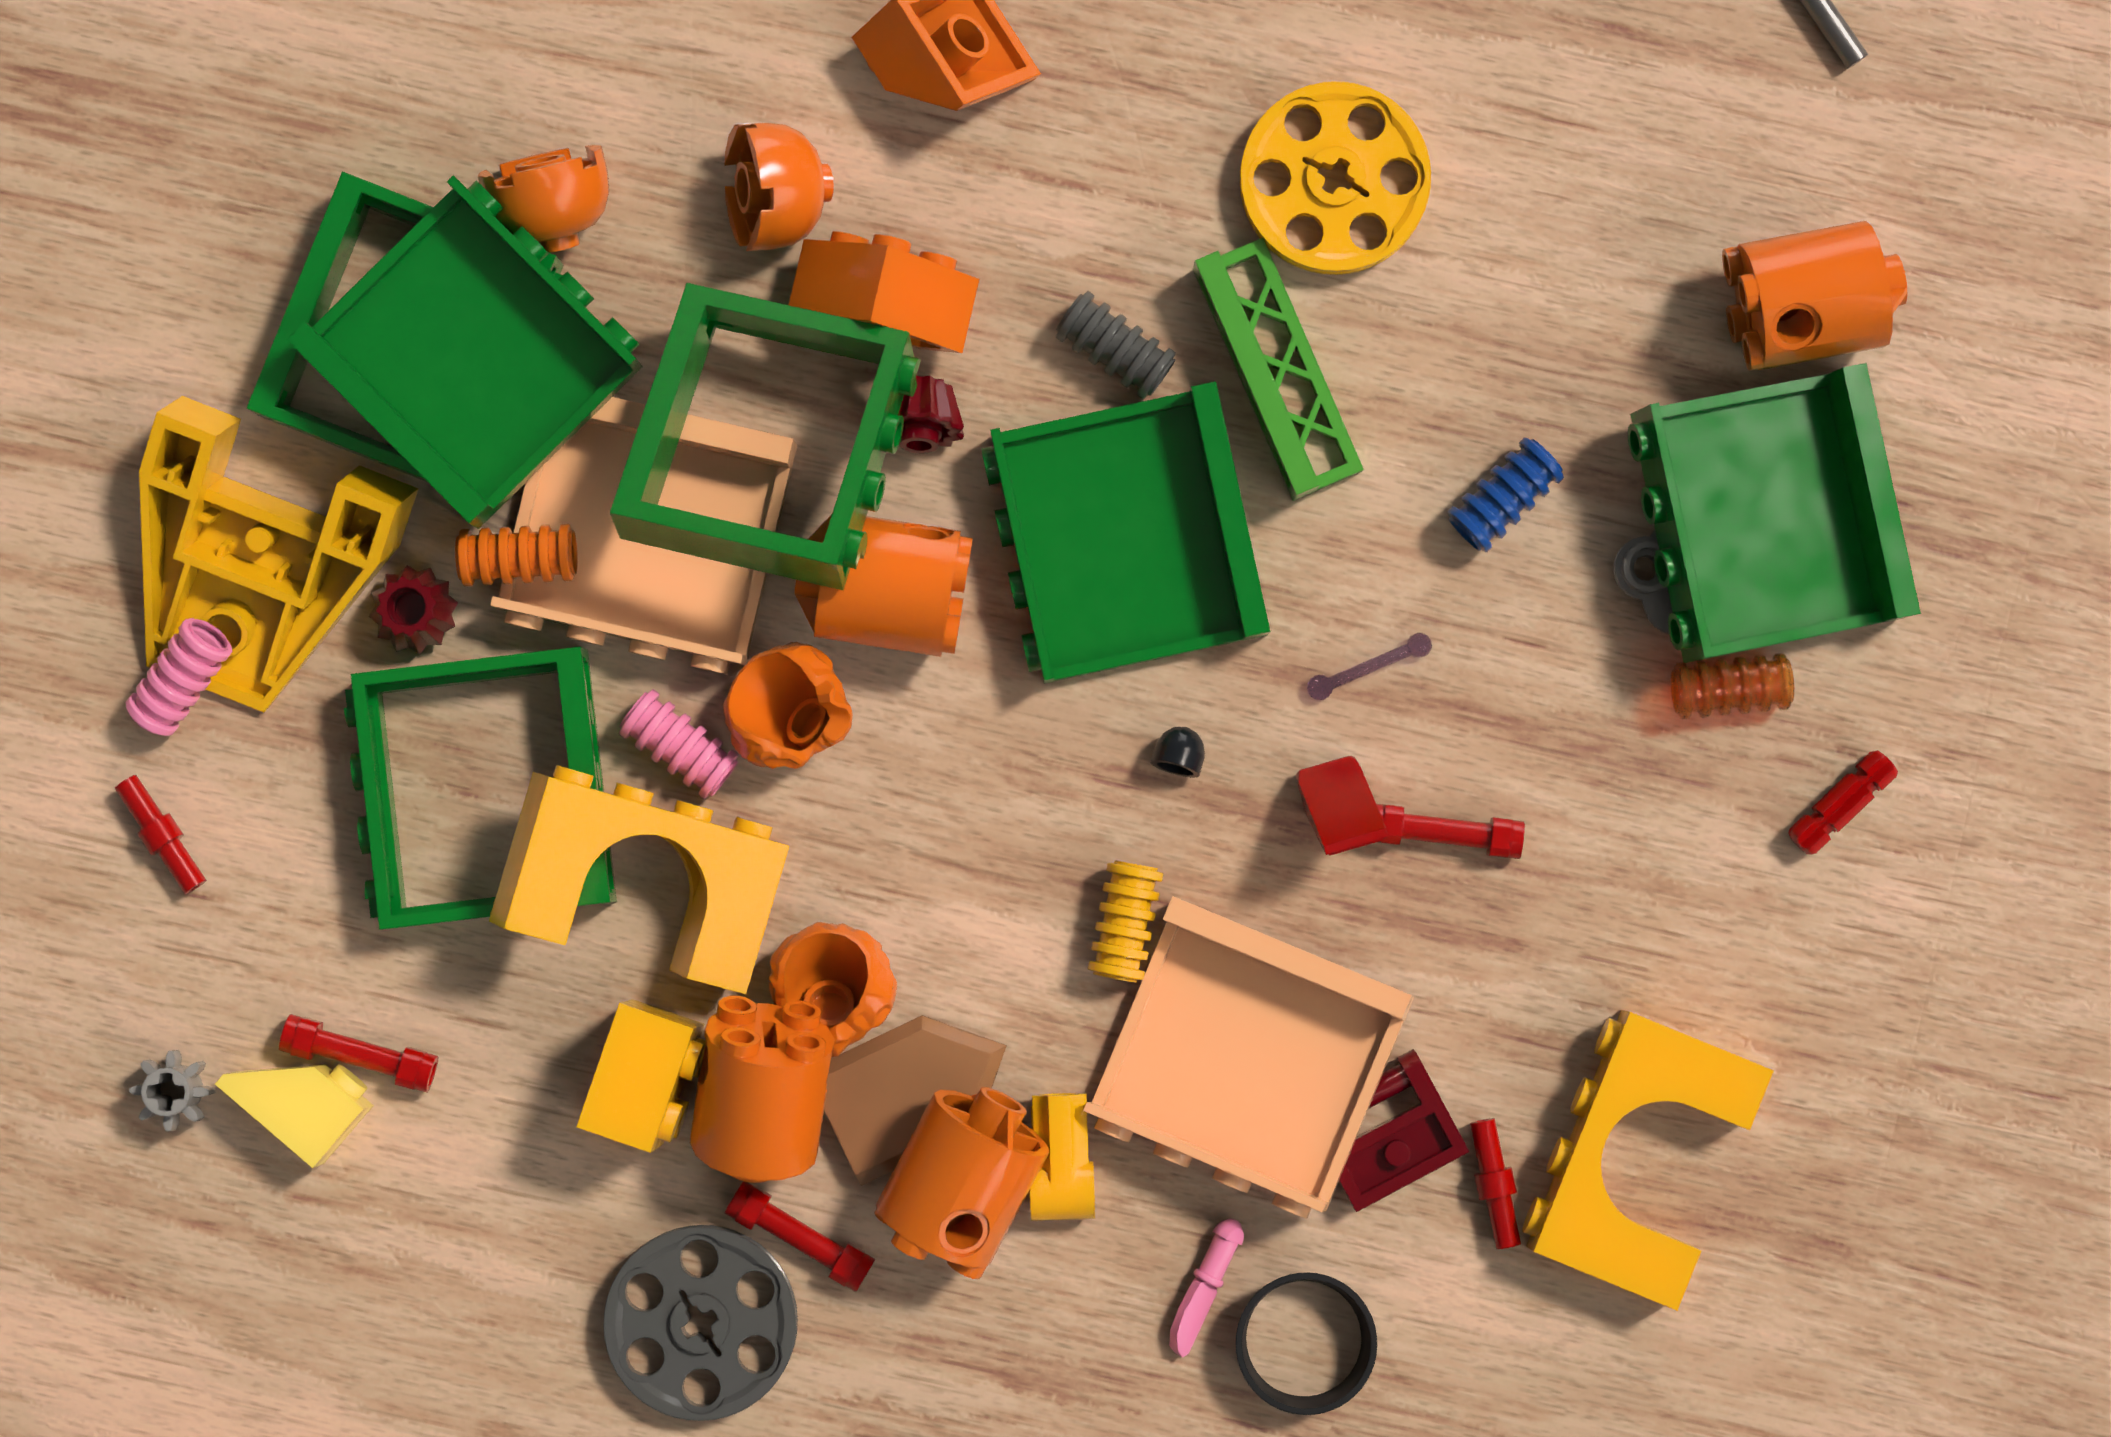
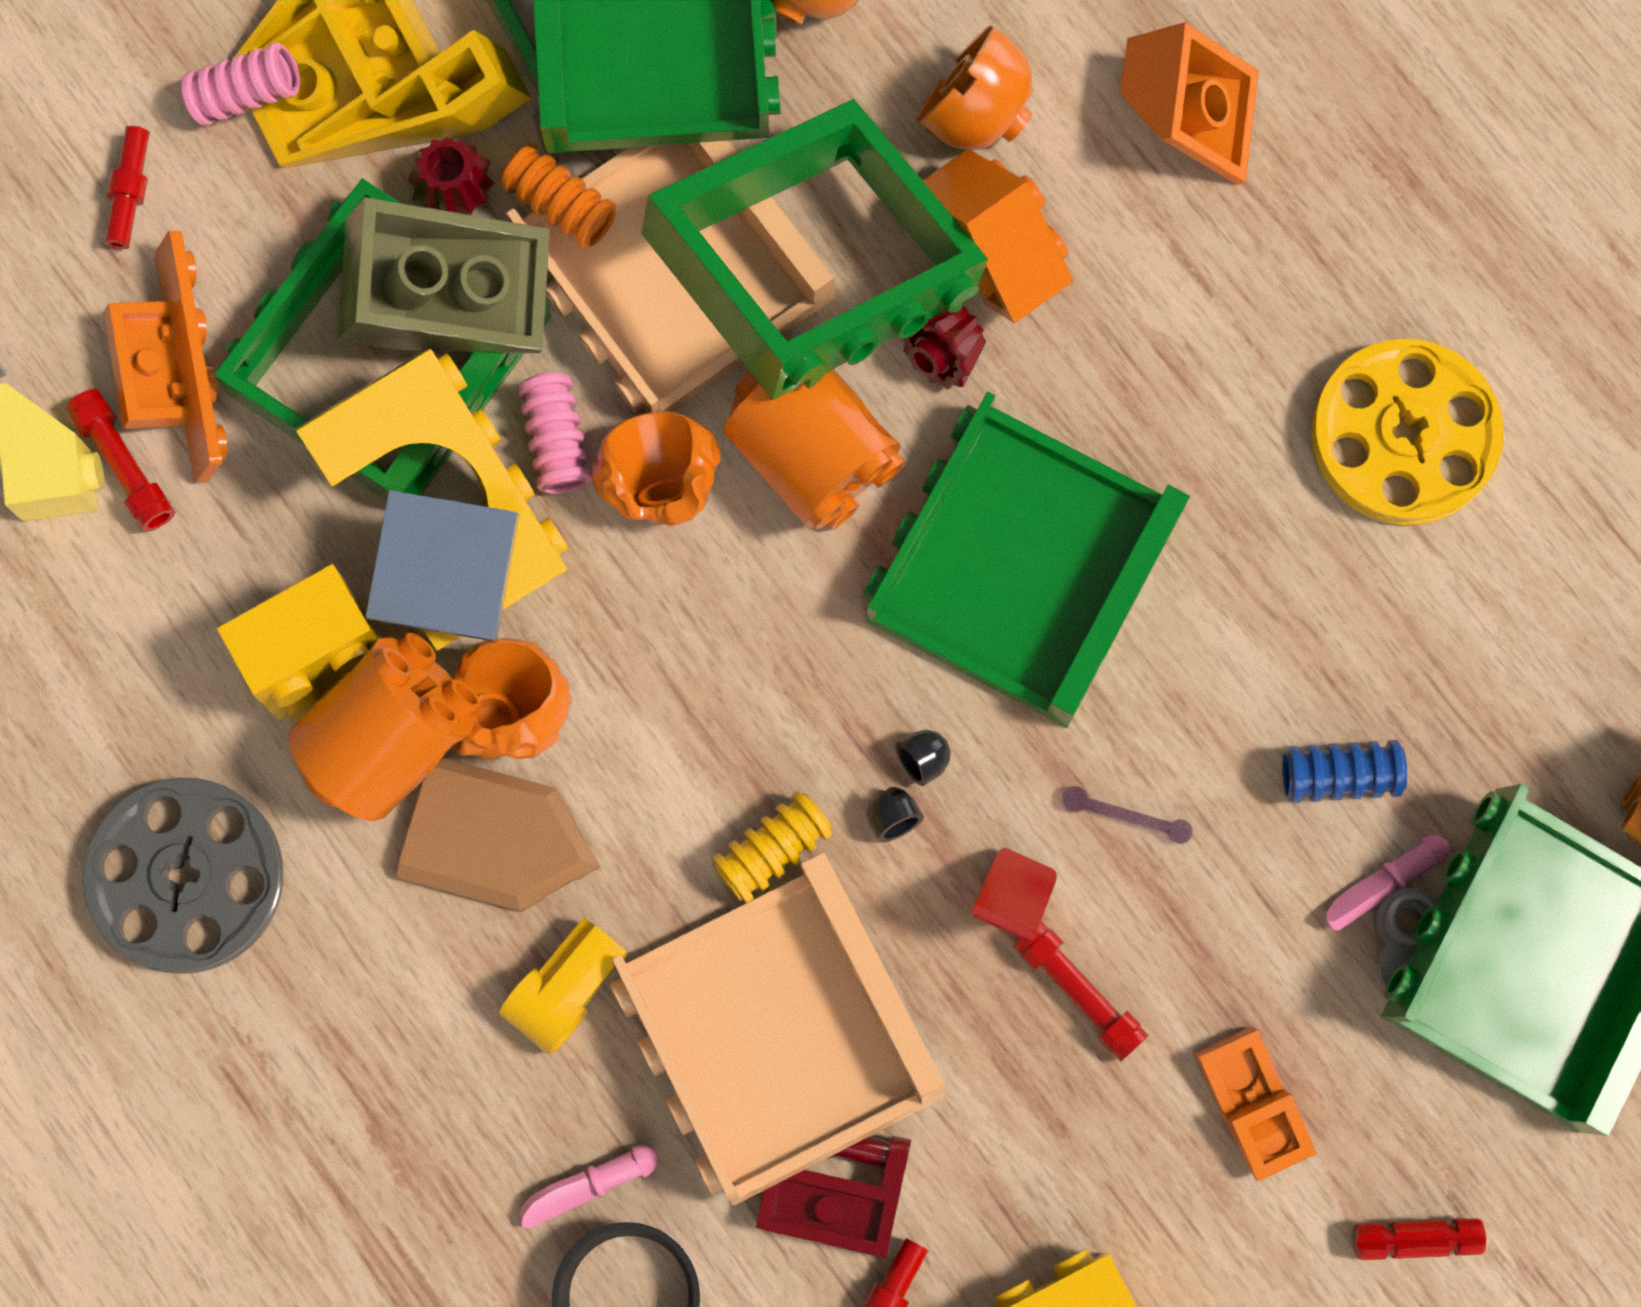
camera: 40 degrees right, 10 degrees down
(321, 948) = (162, 360): none -> orange bracket
(496, 707) = (441, 281): none -> olive slope
(699, 930) = (442, 566): none -> sand blue tile
(752, 1207) = (300, 821): red bar -> none
(962, 1179) = (472, 929): orange cylinder -> none
(1115, 344) = (1135, 414): dark grey piece -> none
(1193, 817) = (893, 814): none -> black hinge
(1257, 378) = (1222, 529): bright green fence -> none
(1601, 559) = (1393, 877): none -> bright pink piece
(1642, 804) = (1254, 1103): none -> orange slope
(1732, 686) = (1404, 1069): clear orange piece -> none

